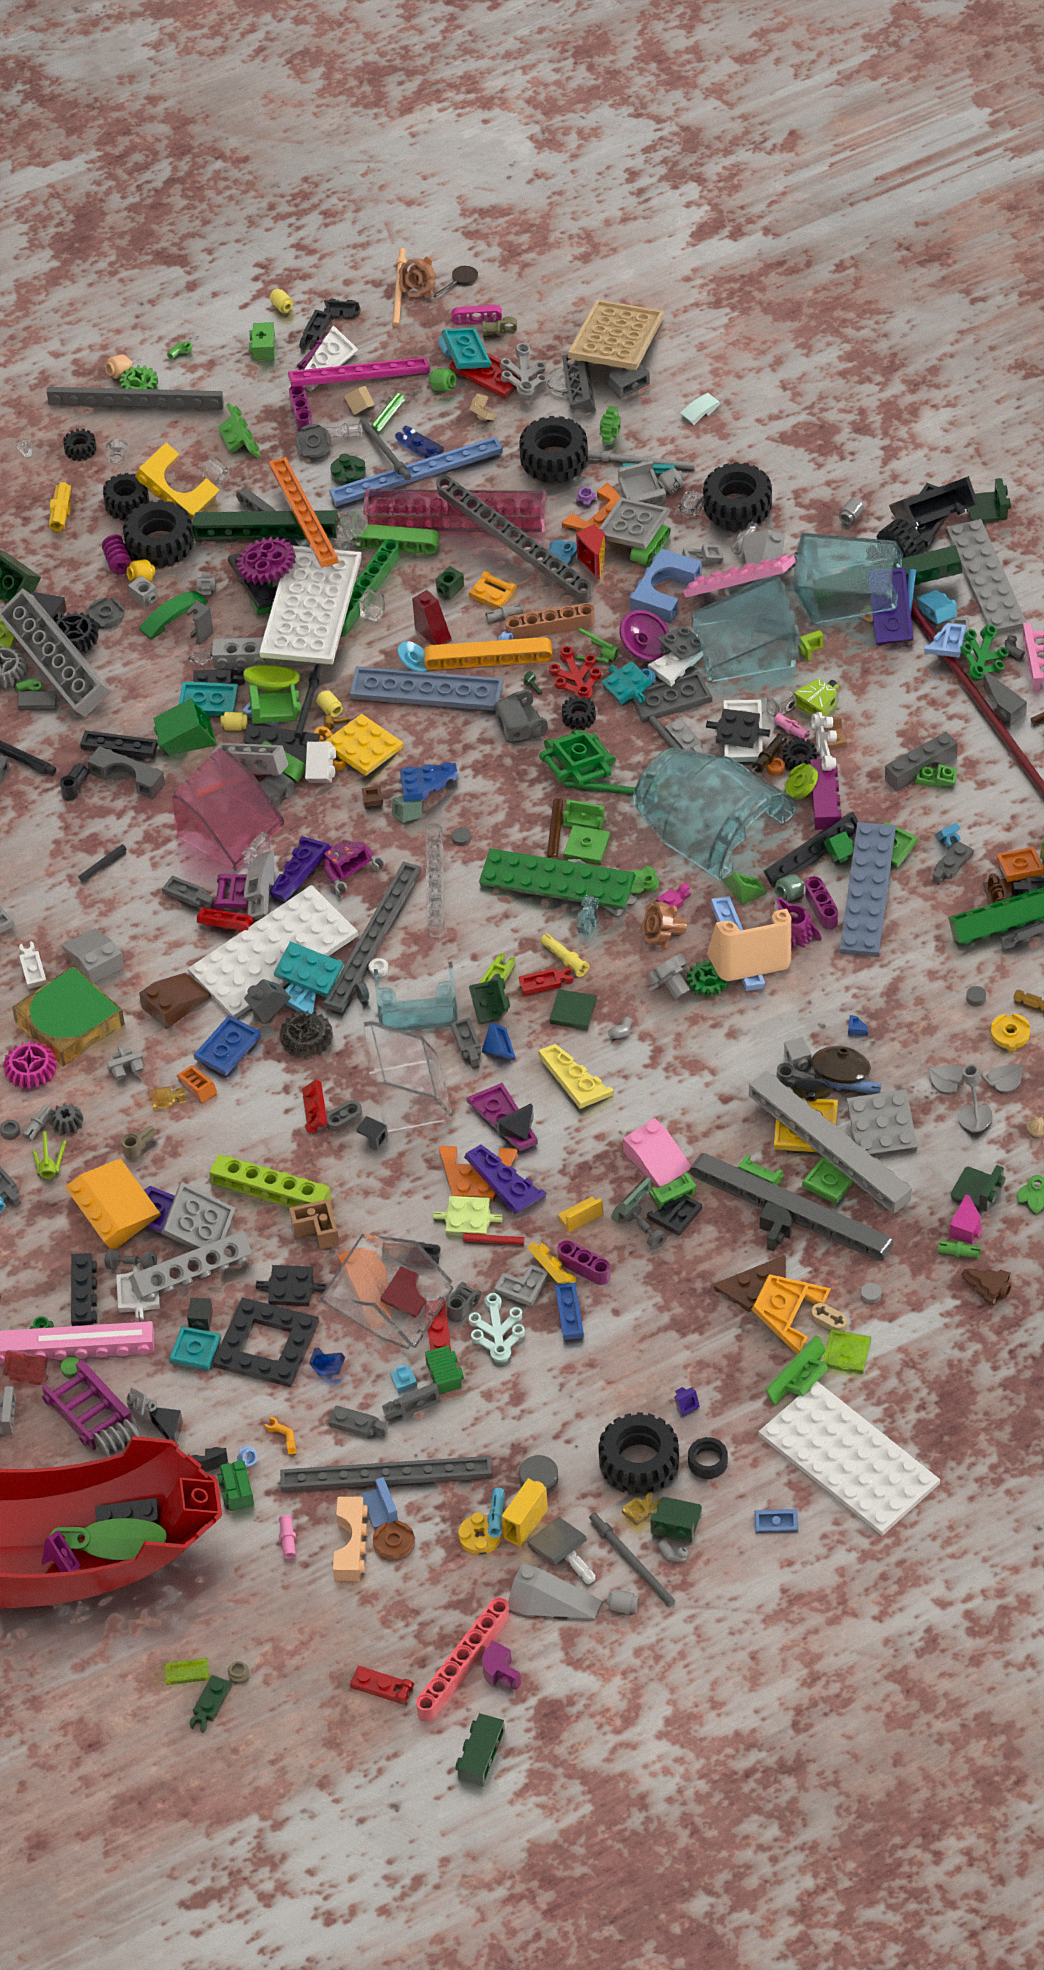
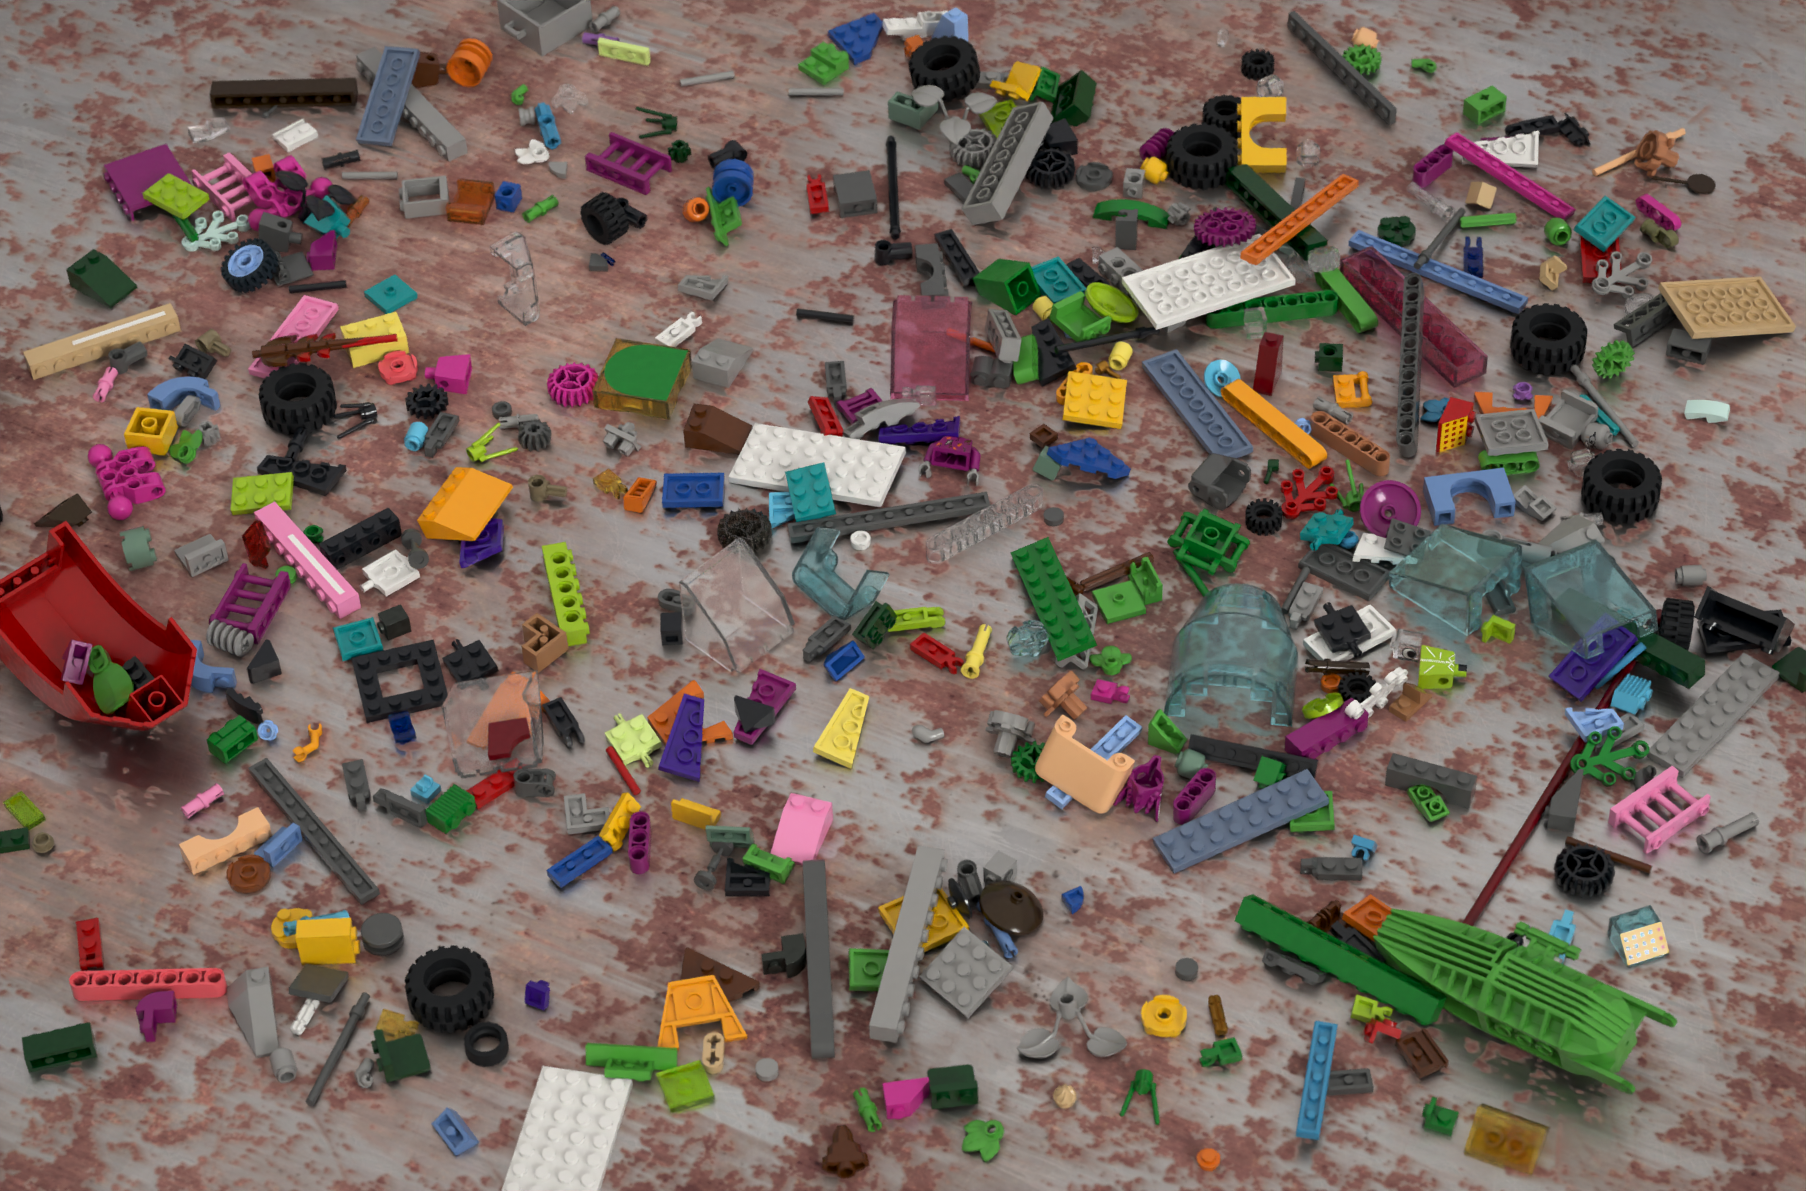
camera: 55 degrees right, 5 degrees down
(60, 507) = (1178, 89): yellow piece -> none
(139, 1402) = (271, 631): light grey hinge -> none
(142, 1280) = (387, 563): light grey brick -> none
(197, 1218) = (485, 566): light grey plate -> none
(236, 433) = (1368, 145): bright green bracket -> none
(266, 999) = (752, 482): dark grey torso -> none
(281, 300) = (1542, 91): light yellow brick -> none
(313, 441) = (1403, 192): dark grey tile -> none
(314, 1106) = (670, 577): red plate -> none
(320, 762) = (1043, 380): white brick -> none
(497, 1330) = (503, 837): light aqua plant -> none
(573, 1009) = (922, 690): dark green tile -> none
(738, 576) = (1512, 529): bright pink plate -> none
(761, 1172) = (840, 915): bright green hinge -> none
(791, 727) = (1386, 660): bright pink pin -> none

